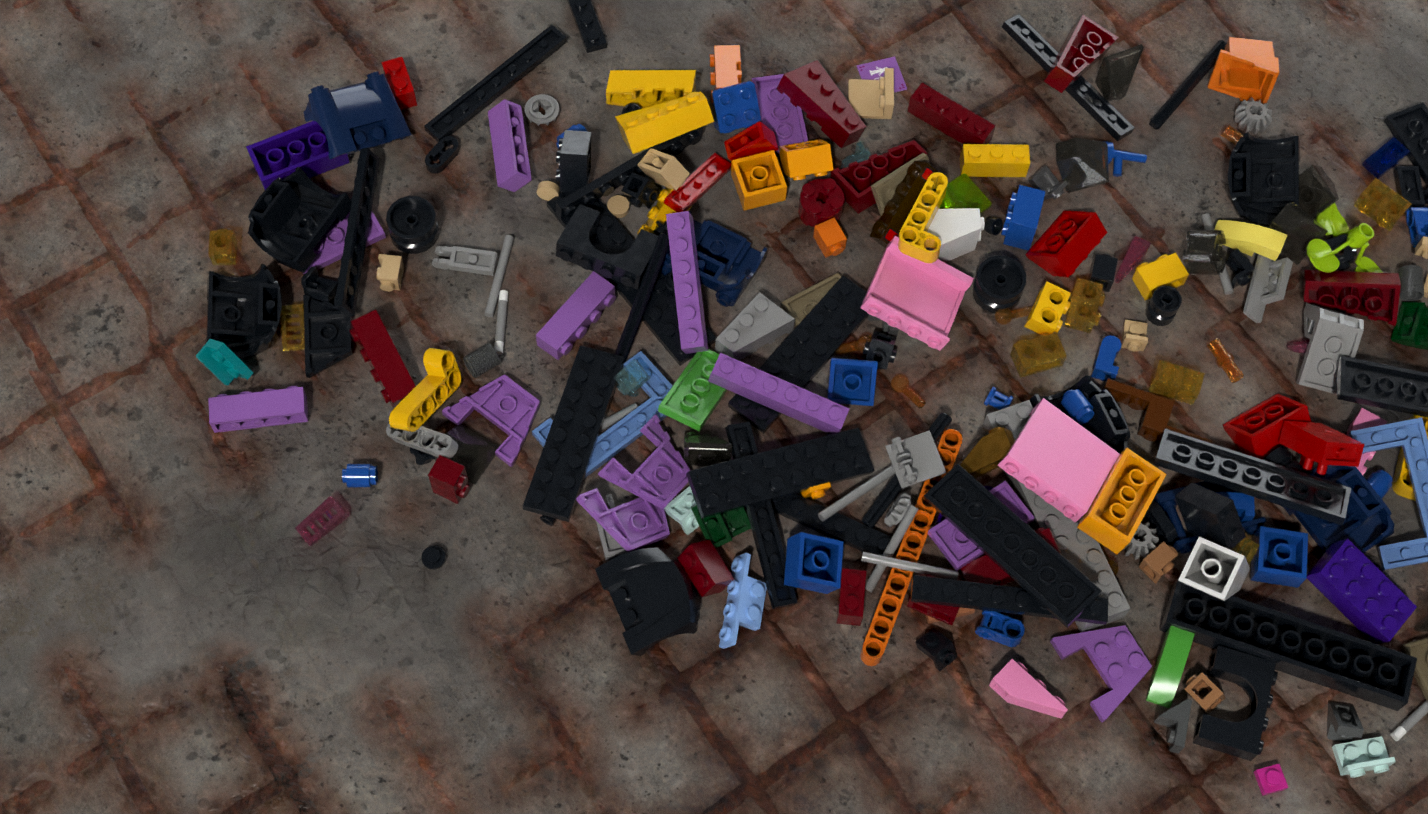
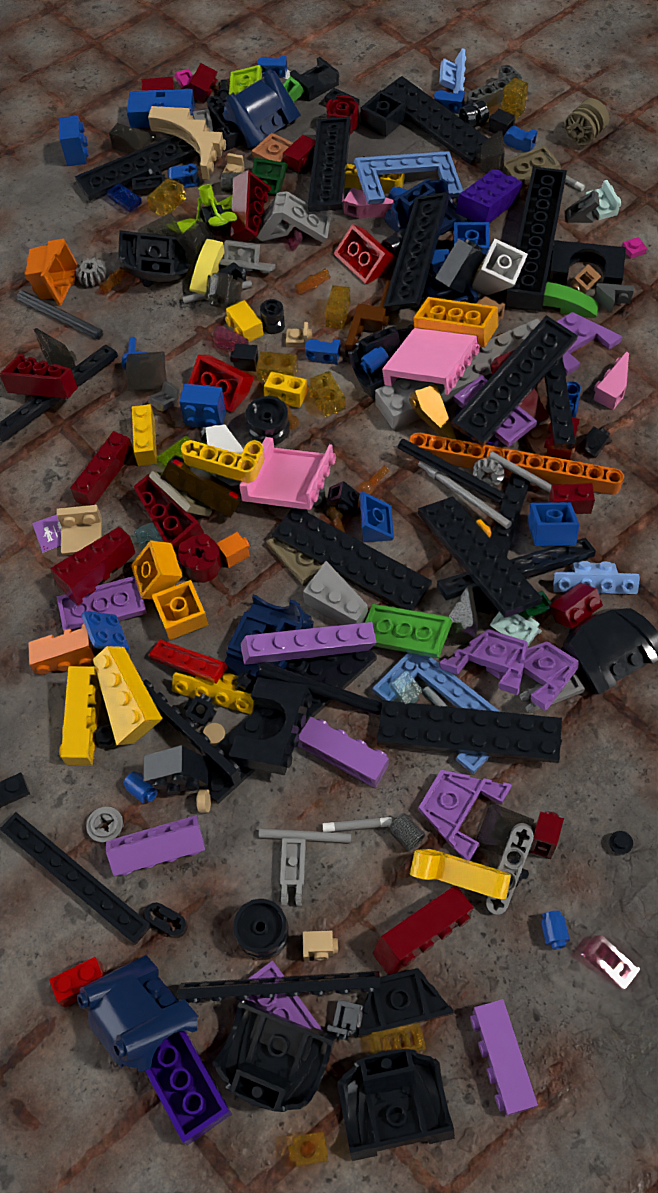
camera: 90 degrees left, 5 degrees down
(222, 362) = (461, 1109): teal bracket -> none
(663, 169) = (182, 684): tan brick -> none
(751, 141) = (145, 617): red brick -> none
(778, 394) = (403, 565): medium lavender brick -> none
(909, 566) = (540, 456): light grey bar -> none
(915, 459) = (446, 459): light grey hinge -> none
(998, 399) = (373, 417): blue bush -> none
(1320, 444) = (386, 212): red piece -> none

